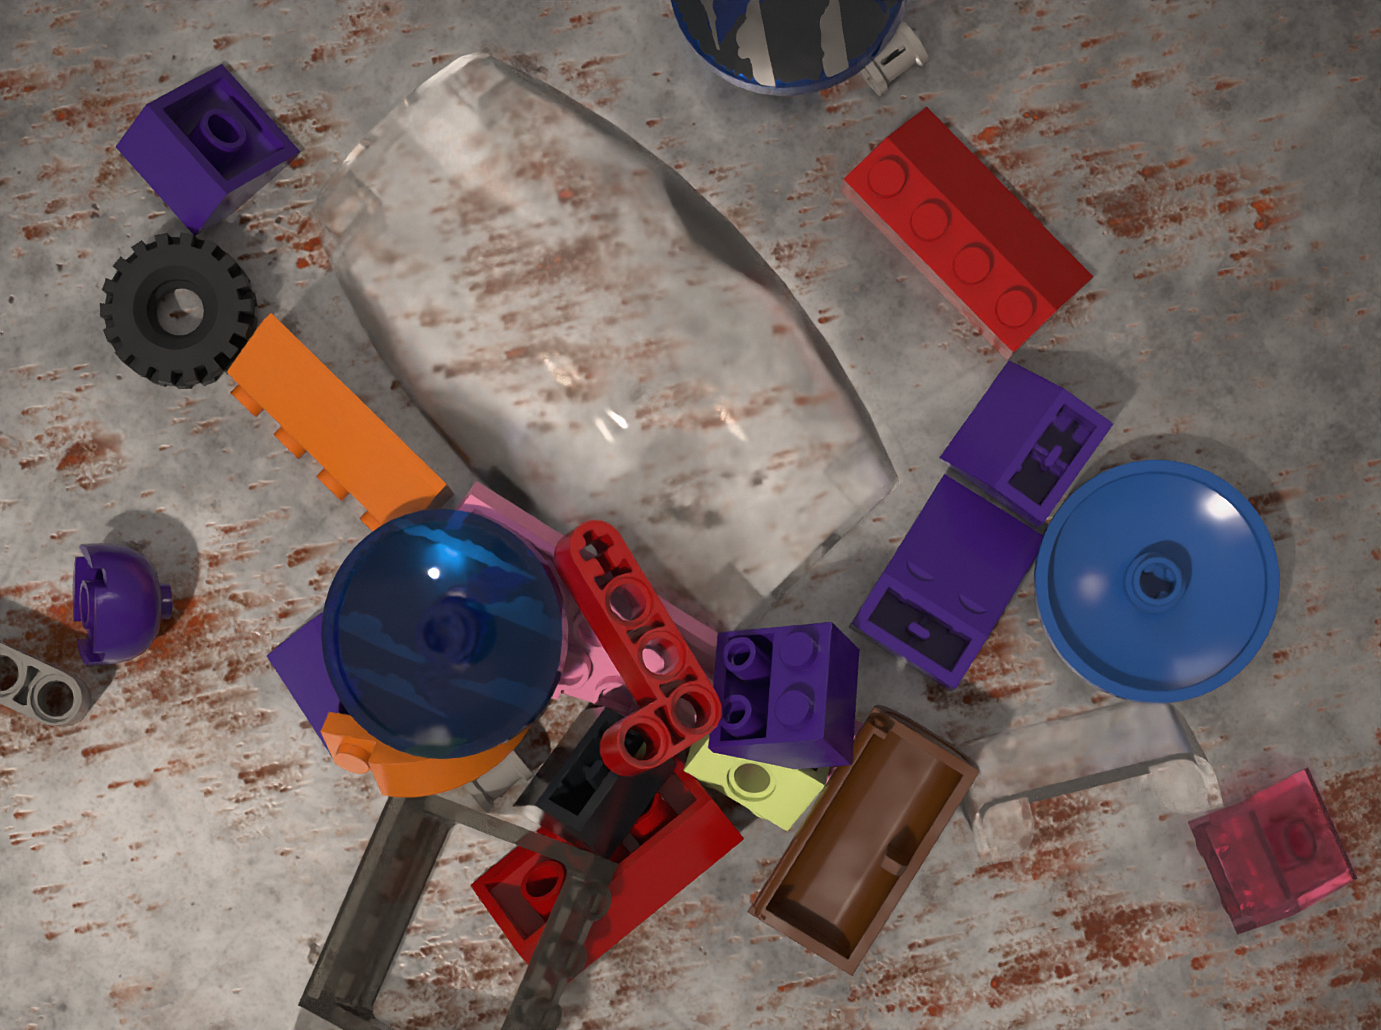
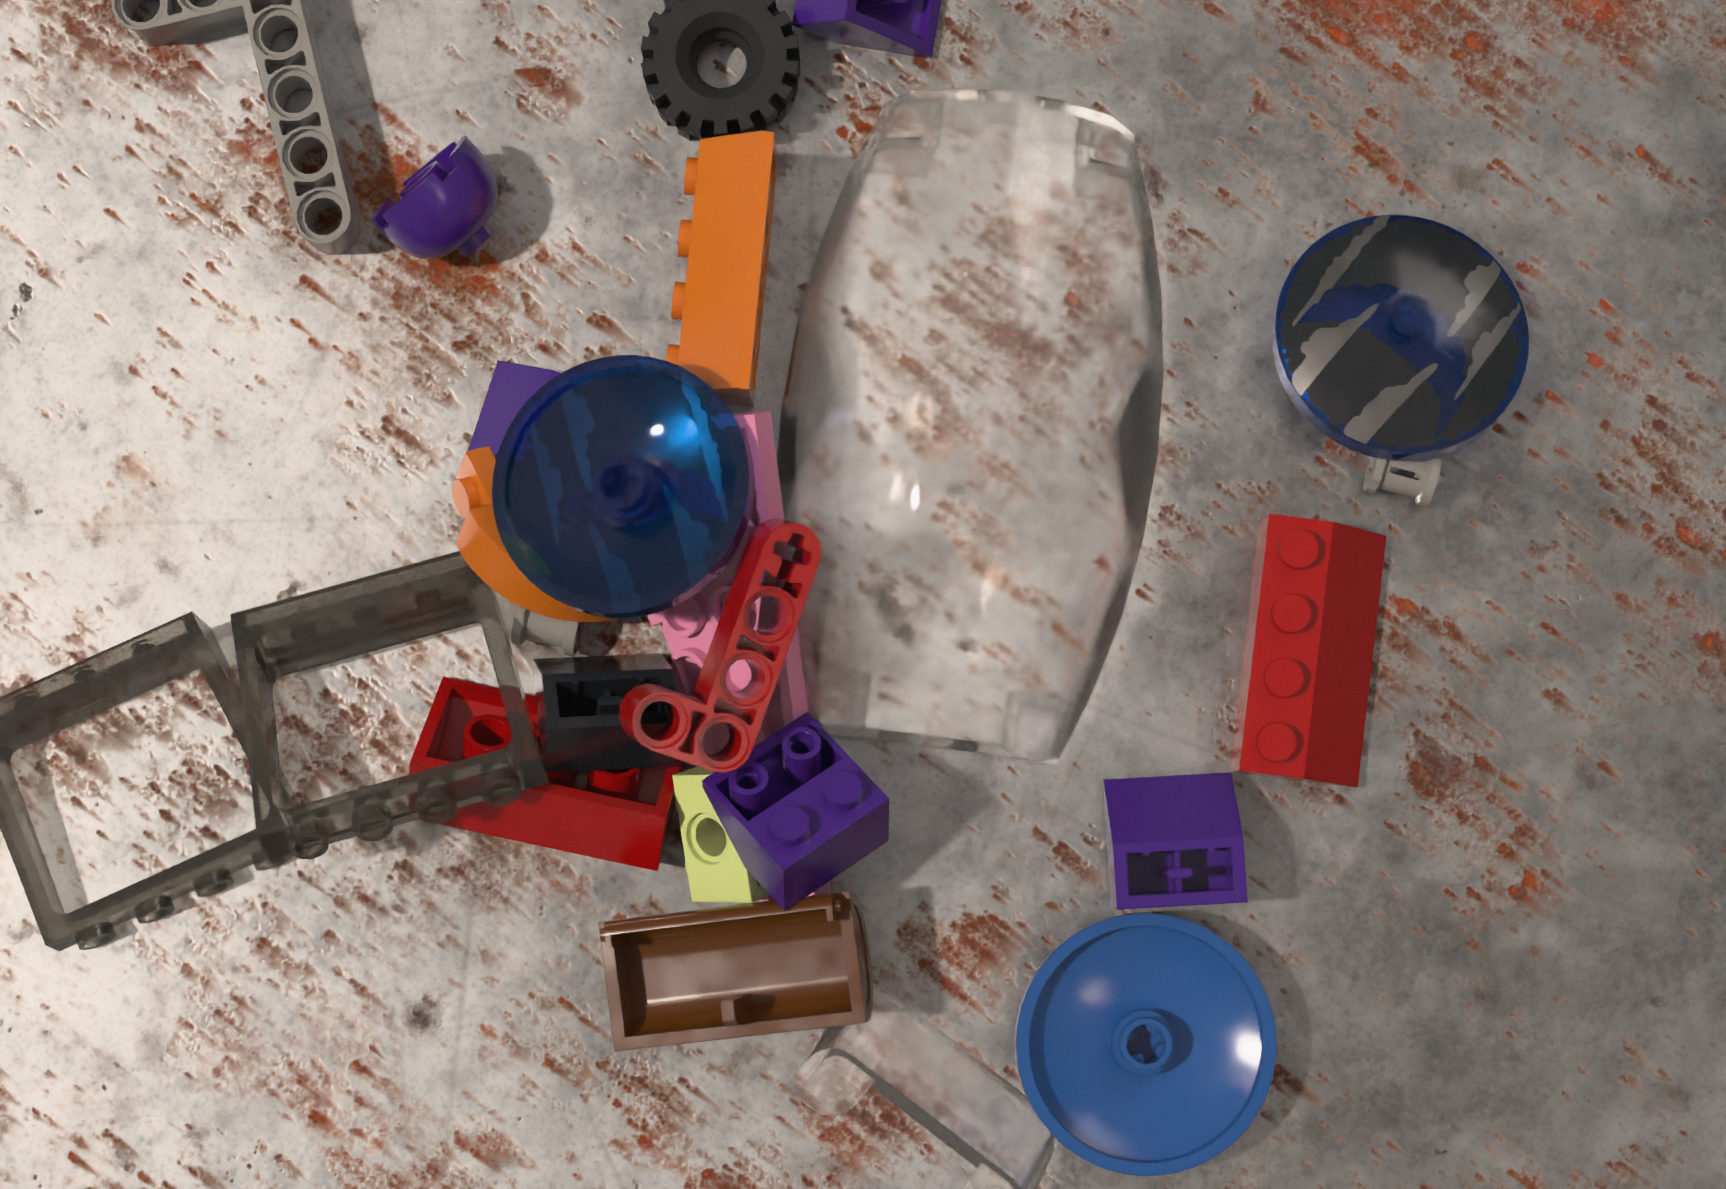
camera: 50 degrees right, 0 degrees up
(947, 583) = (1005, 870): dark purple slope -> none

